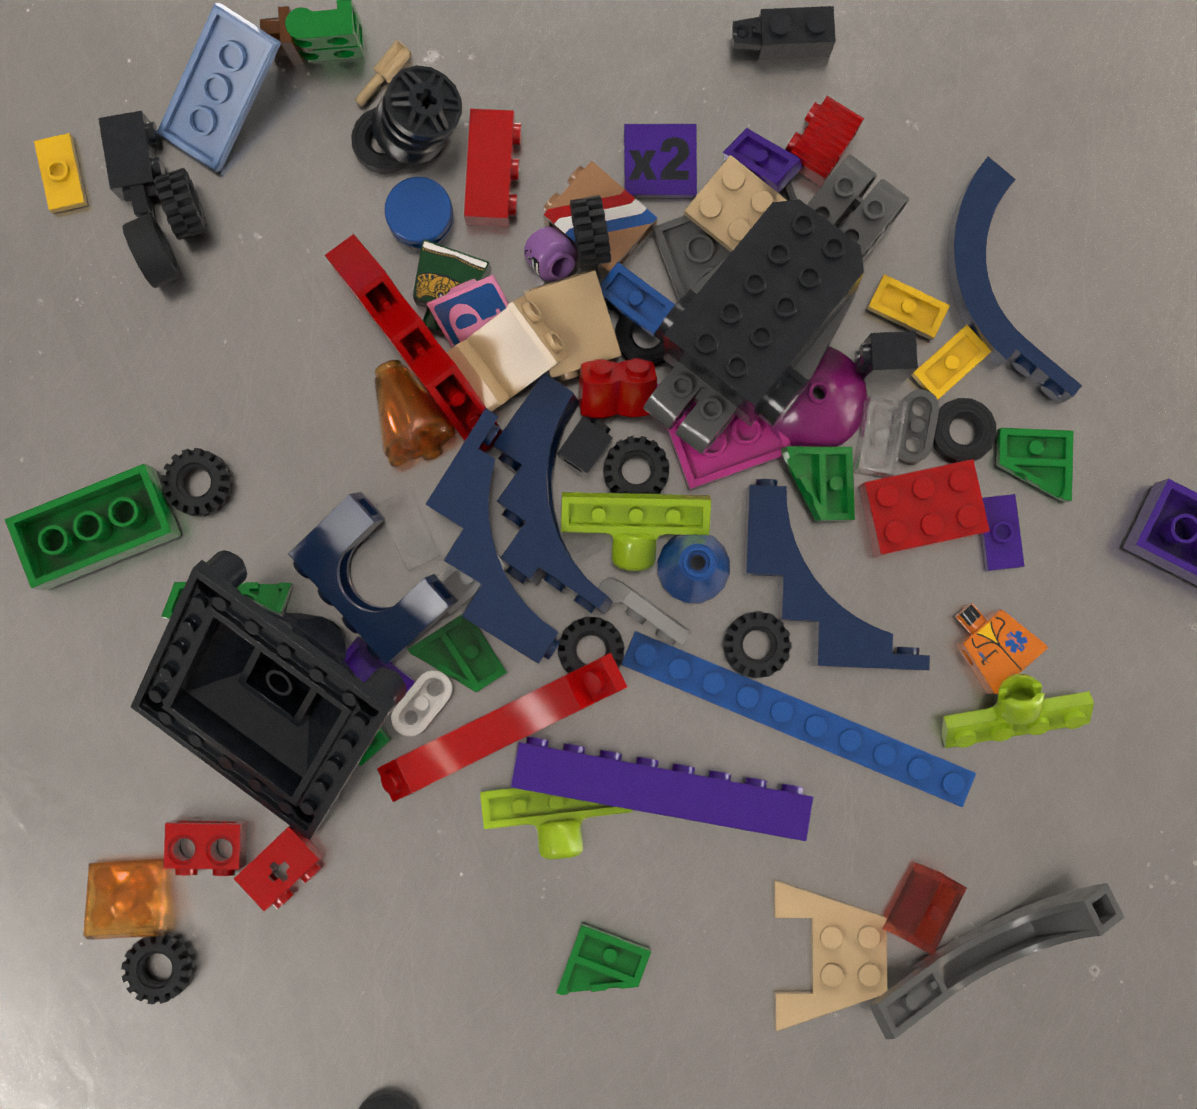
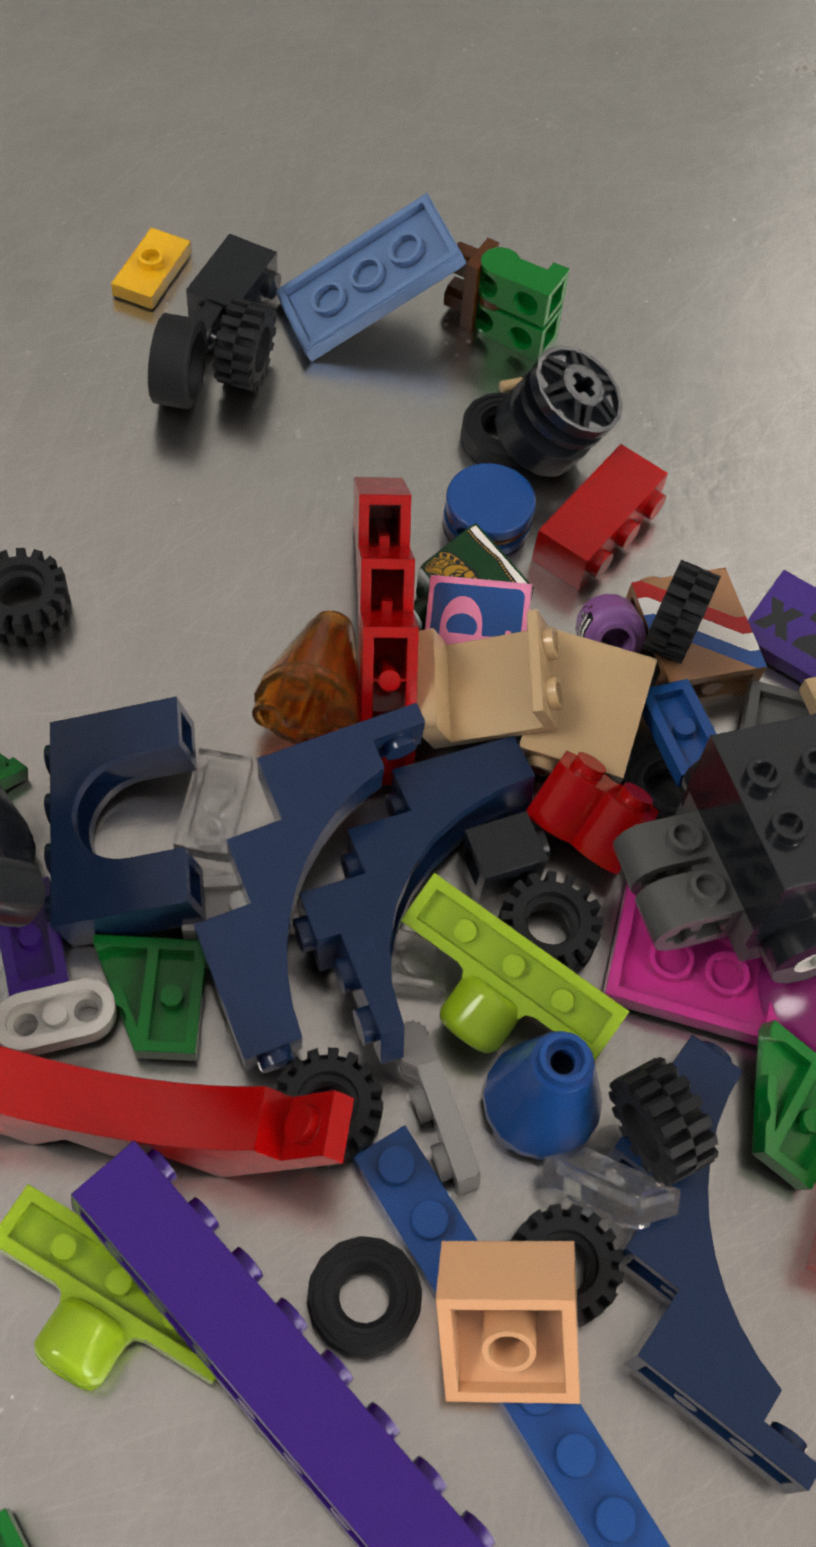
camera: 30 degrees right, 25 degrees down
(672, 747) = (324, 1307): none -> black tyre
(748, 693) = (508, 1321): none -> light nougat slope
(756, 594) = (611, 1187): none -> clear plate
(763, 552) = (663, 1121): none -> black tyre

